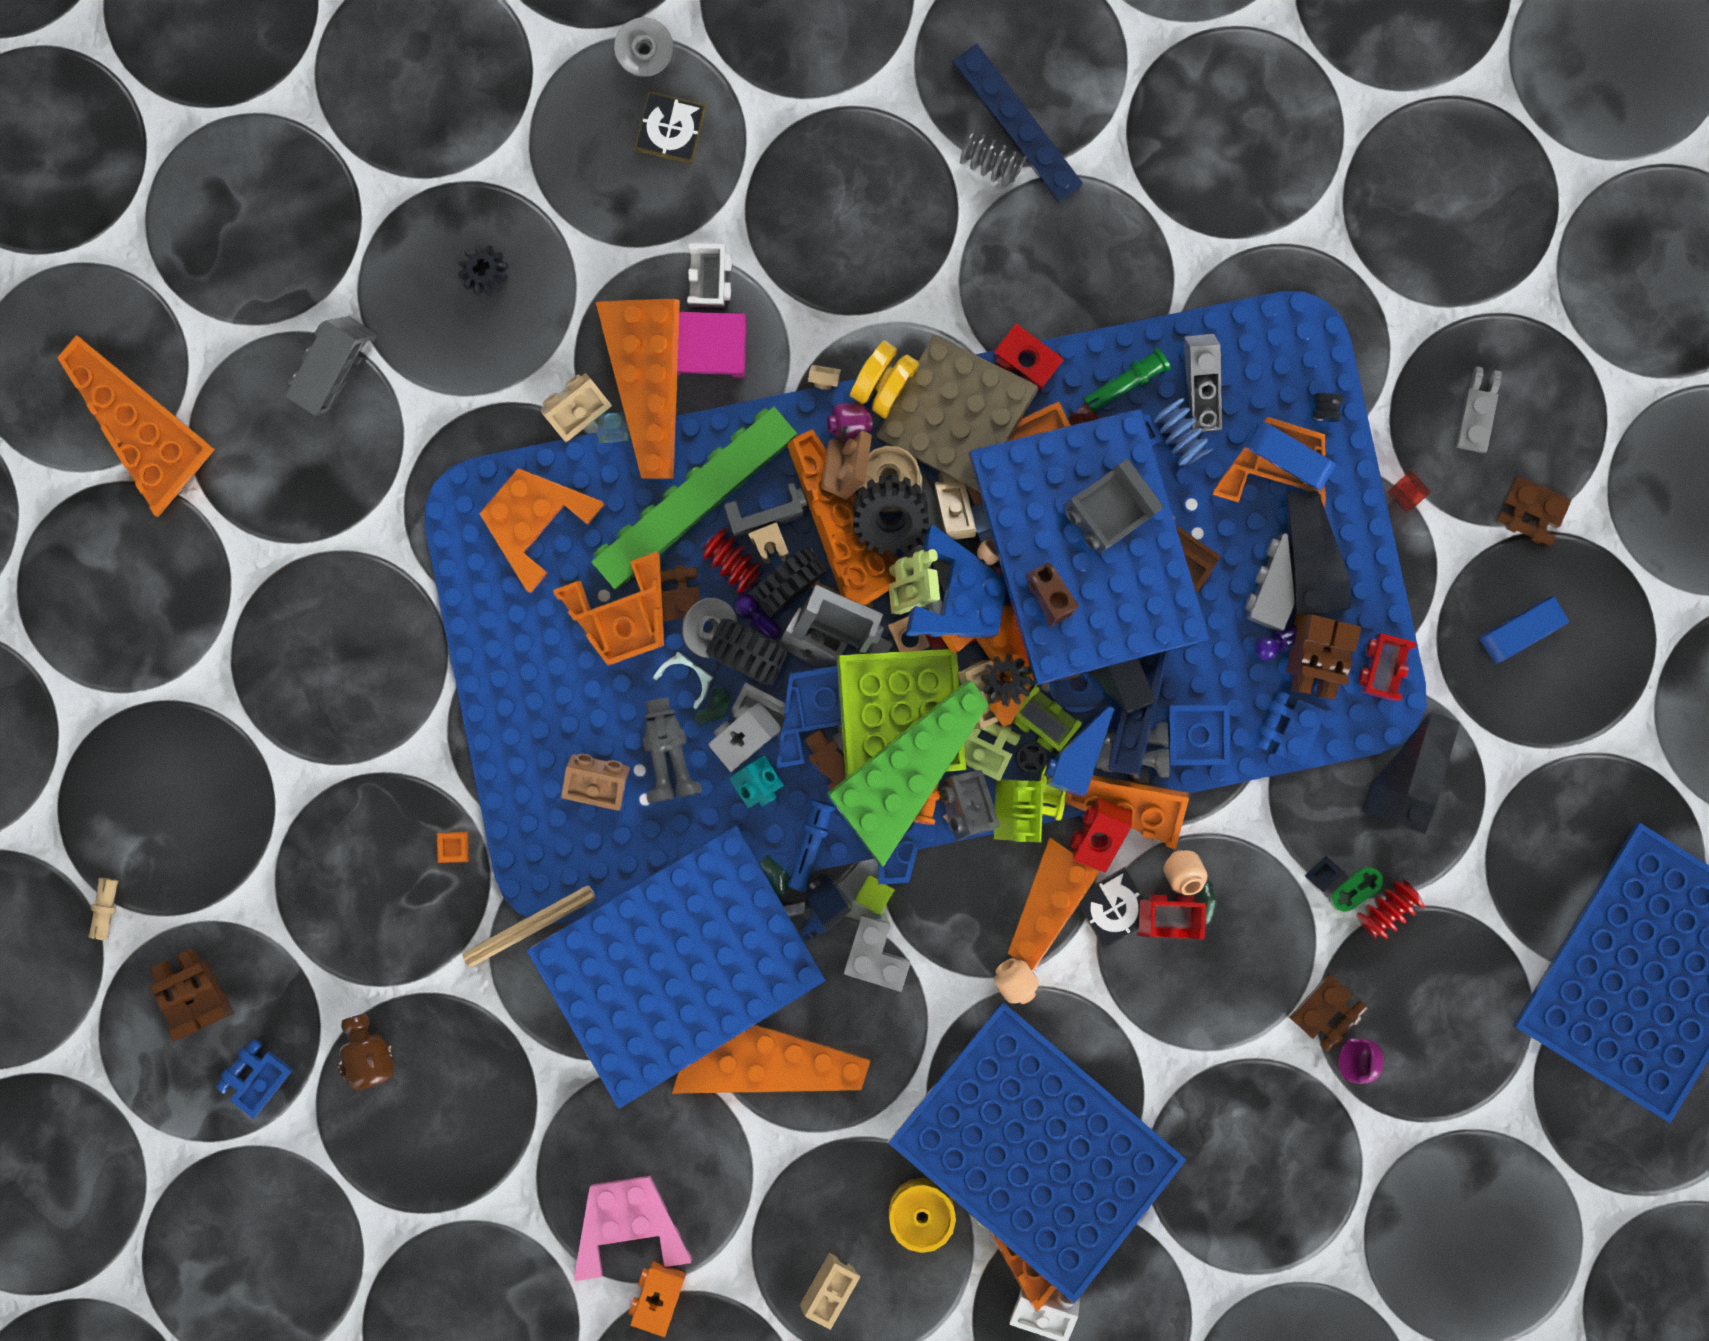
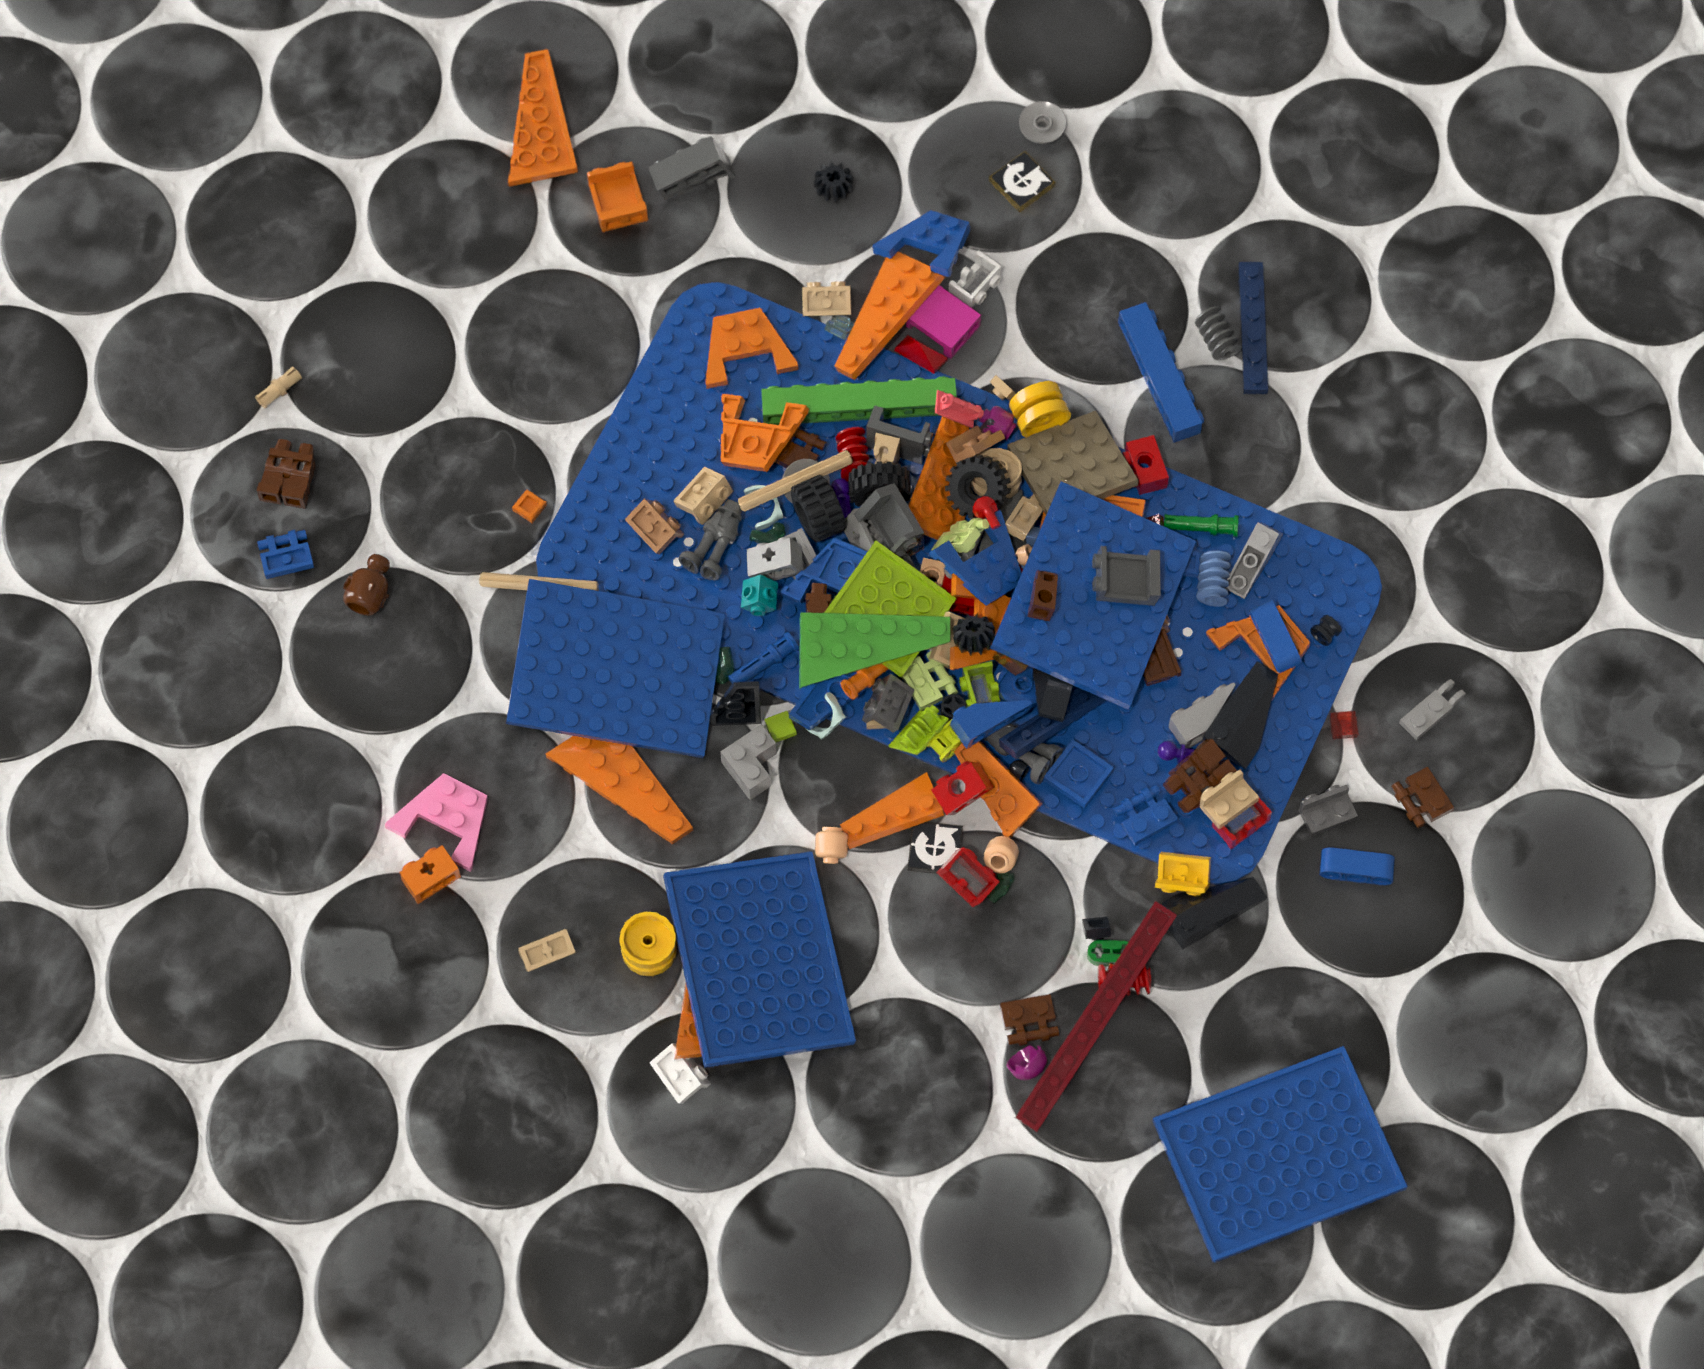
camera: 35 degrees right, 20 degrees down
(277, 448) = (617, 196): none -> orange panel
(618, 713) = (704, 494): none -> tan bracket
(629, 256) = (931, 233): none -> blue wing
(701, 638) = (784, 485): none -> tan axle
(713, 396) = (920, 354): none -> red slope
(803, 440) = (957, 409): none -> coral hinge
(920, 538) = (985, 508): none -> red plate
(928, 850) = (838, 717): none -> light aqua cap
(964, 242) = (1160, 372): none -> blue brick
(1370, 663) = (1227, 799): none -> tan bracket
(1371, 763) = (1183, 873): none -> yellow bracket
(1399, 973) = (1095, 1016): none -> dark red plate
(1455, 592) = (1327, 810): none -> flat silver bracket

